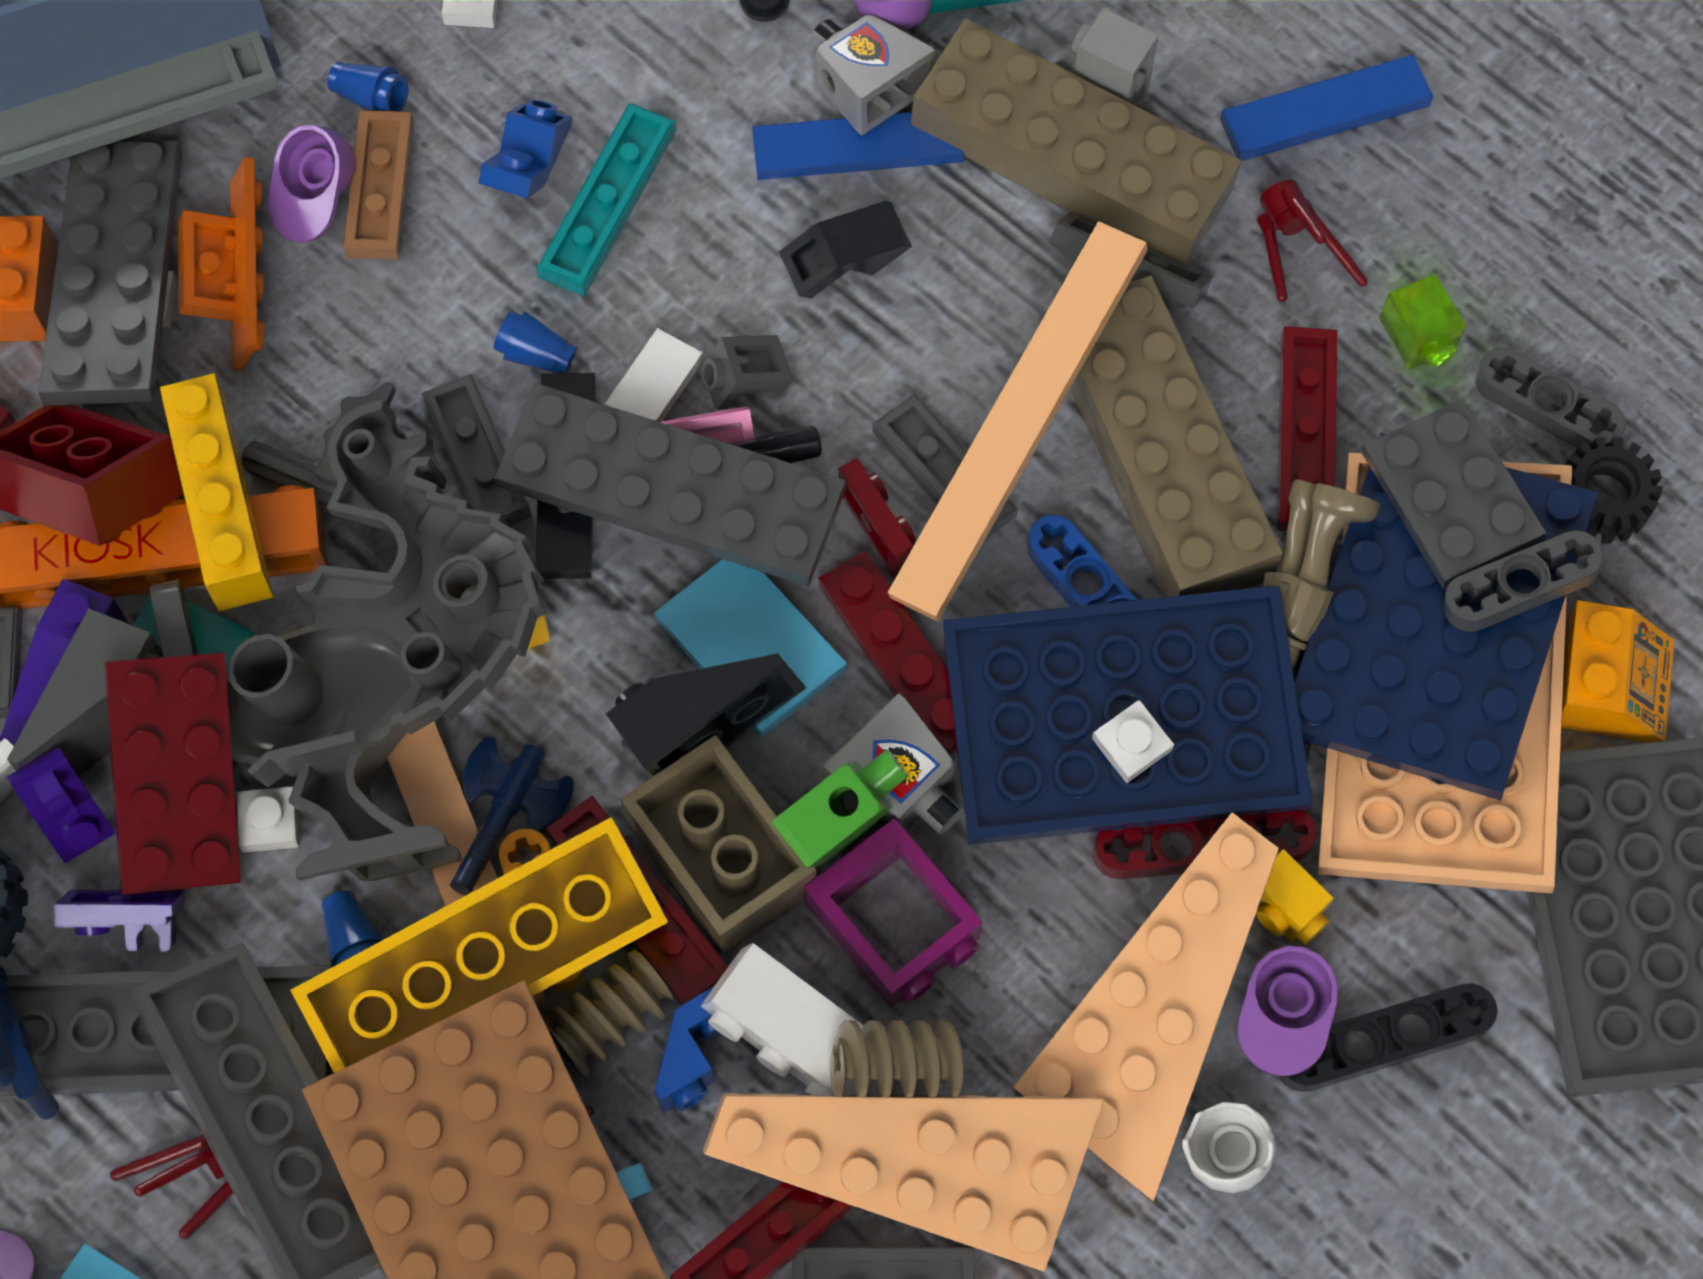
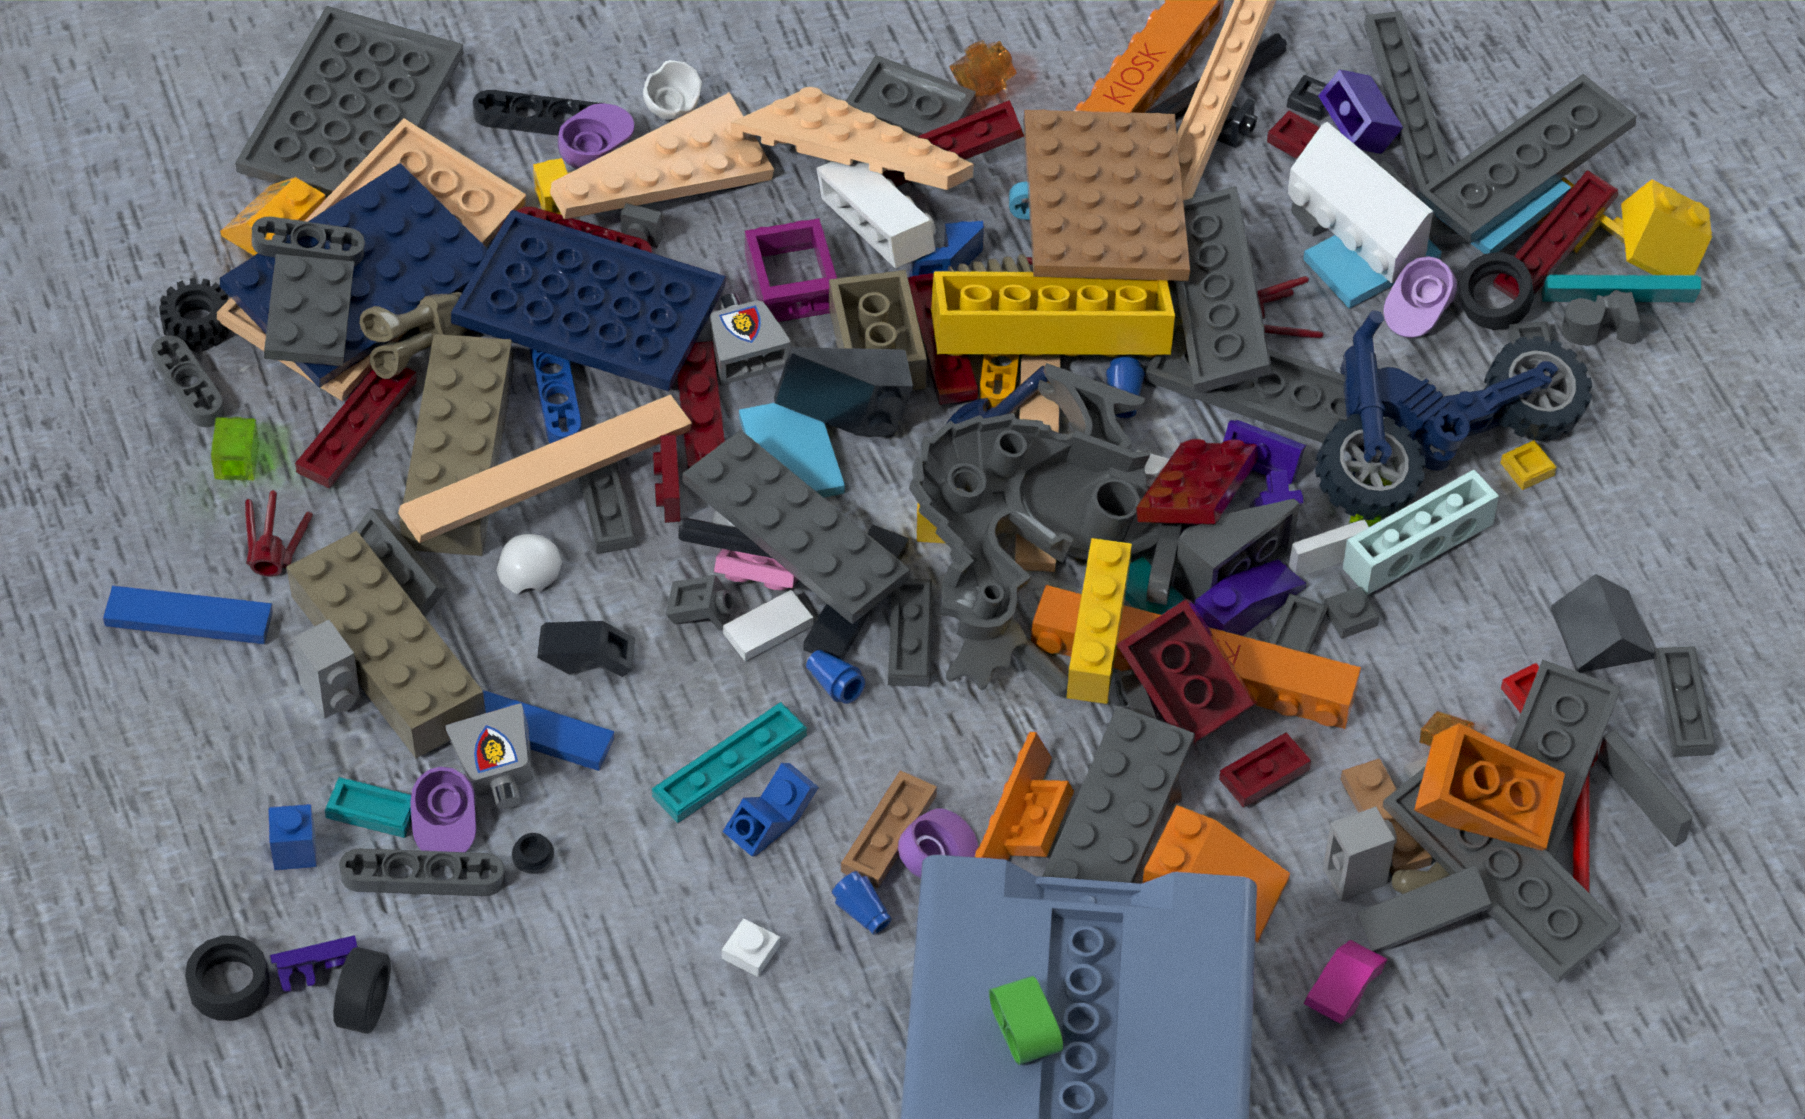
camera: 155 degrees left, 15 degrees down
(821, 825) = (800, 296): bright green torso -> none
(896, 1055) = (841, 162): dark tan piece -> none
(980, 337) = (528, 563): none -> white hair
(1132, 741) = (597, 272): white plate -> none
(1135, 890) = (642, 223): none -> dark grey plate

